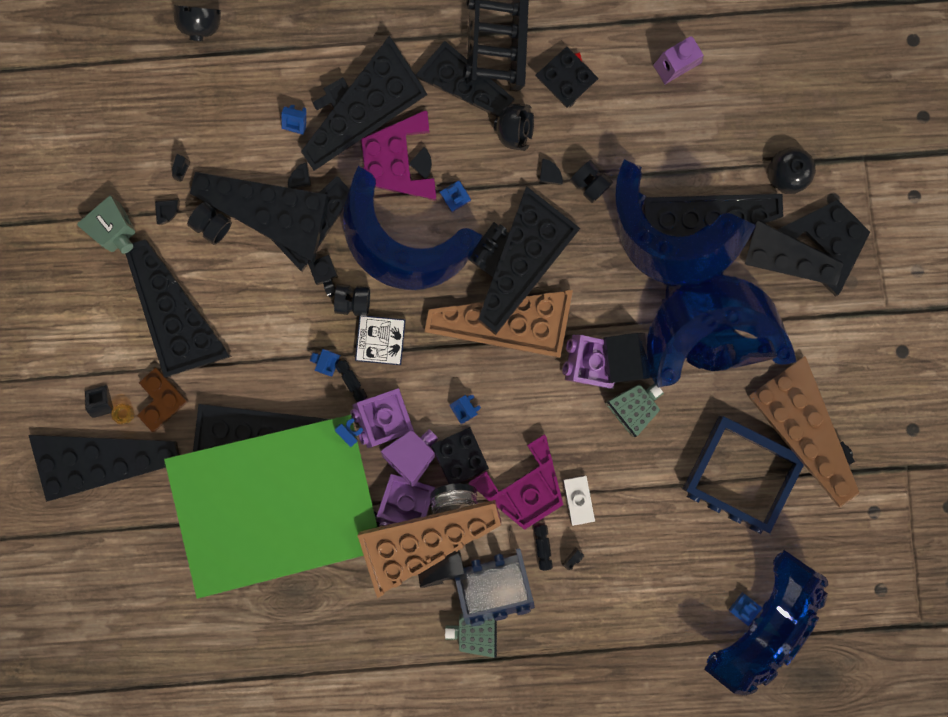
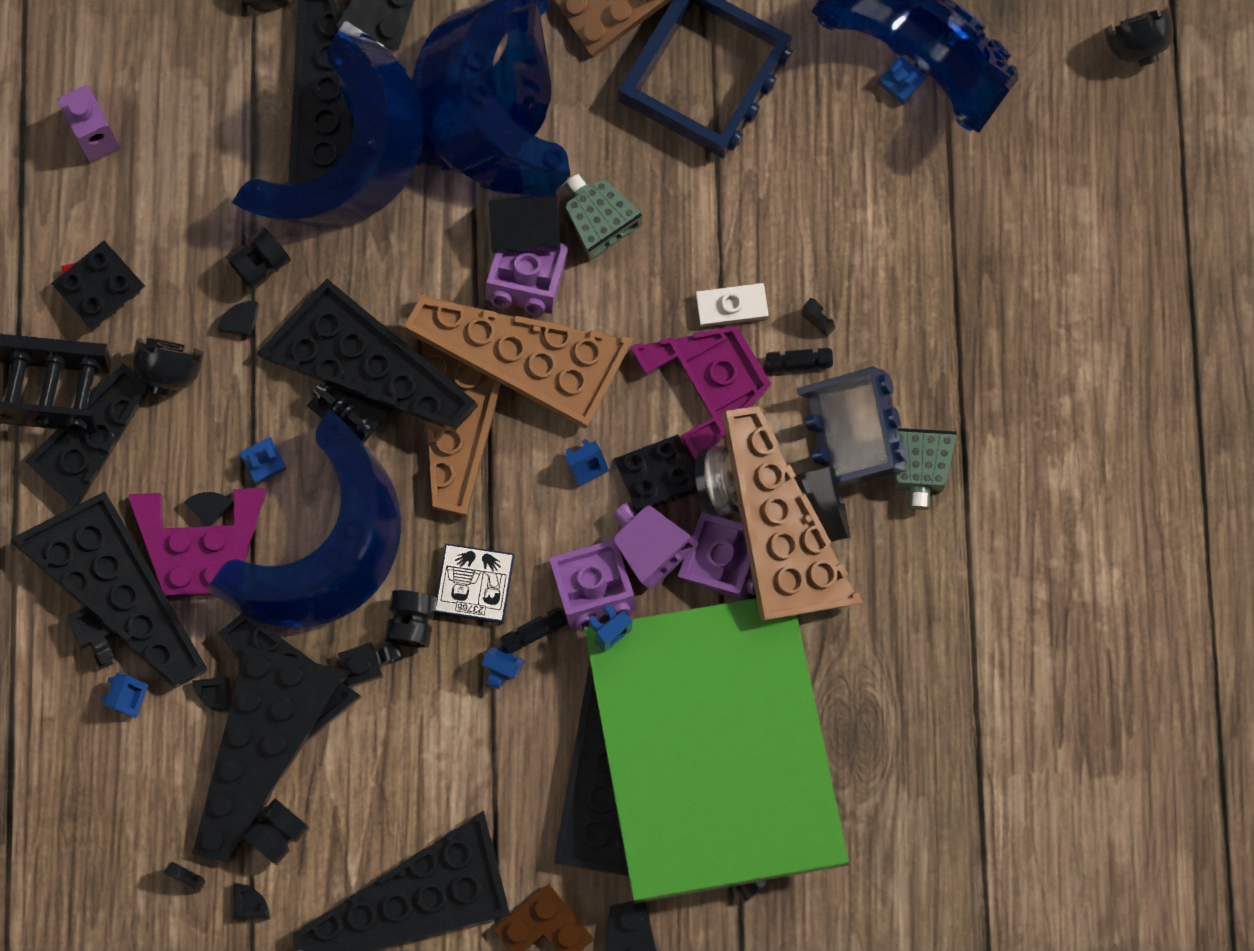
camera: 85 degrees left, 10 degrees down
(531, 373) = (537, 358): none -> medium nougat wing

